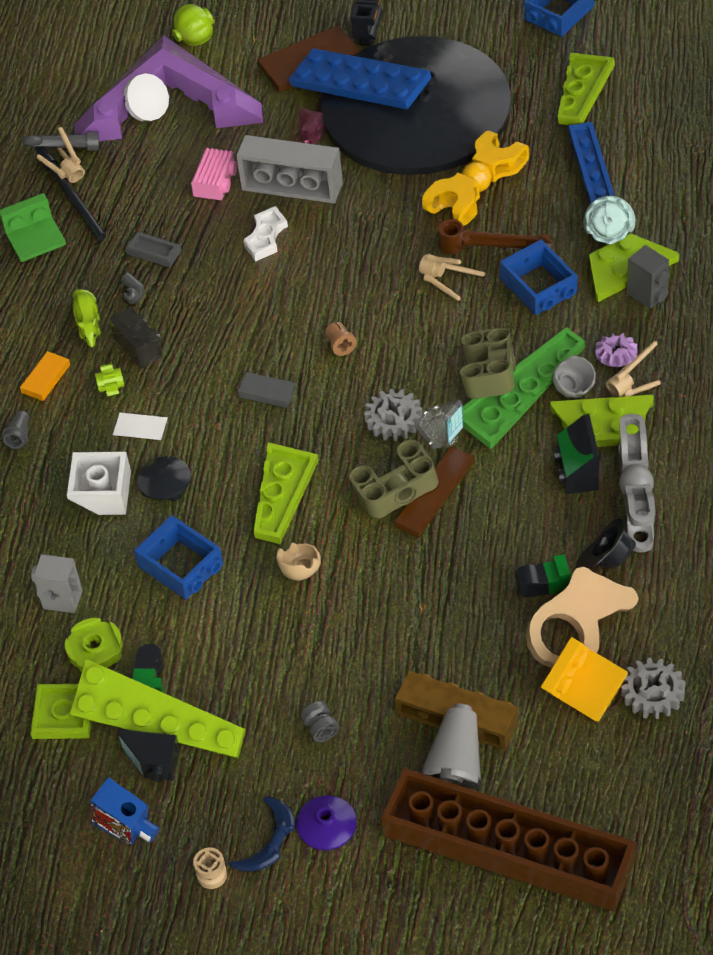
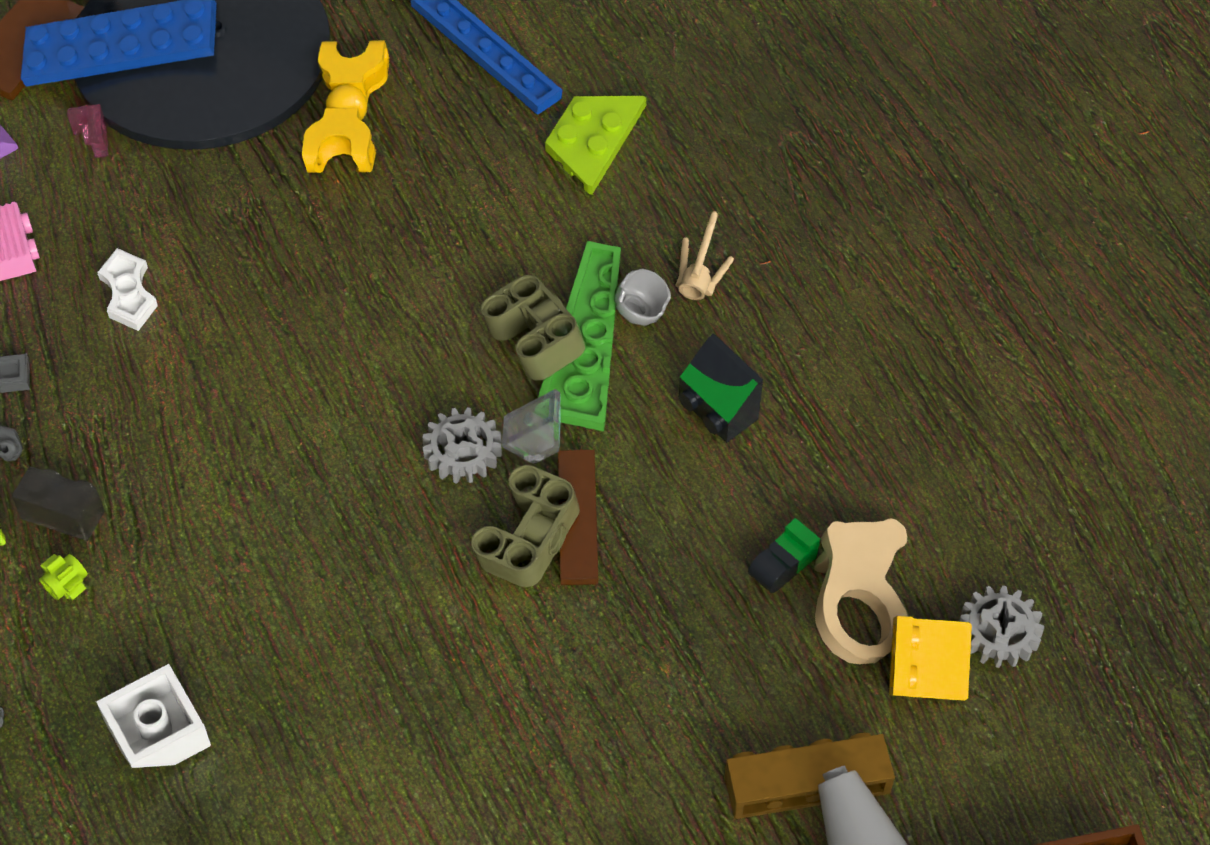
camera: 40 degrees left, 5 degrees up
(140, 426) = (142, 618): white sticker -> none
(163, 540) = (330, 734): blue window -> none
(164, 478) = (227, 671): black dish -> none
(267, 390) = (277, 489): dark grey tile -> none
(283, 485) = (391, 605): lime wing -> none
(290, 169) = (109, 192): light grey brick -> none
(298, 561) = (484, 690): tan hair -> none
(341, 340) = (325, 380): medium nougat bush -> none
(435, 266) = (375, 237): tan plant -> none
(454, 237) = (373, 189): reddish brown piece -> none
(538, 255) = (517, 172): blue window -> none
(604, 414) = (682, 335): lime wing -> none
(609, 219) = (542, 89): light aqua hat -> none
(609, 548) = (828, 485): black piece -> none
(620, 357) = (647, 249): lavender gear -> none
(636, 481) = (809, 389): light grey piece -> none
(648, 276) = (642, 138): dark grey brick -> none

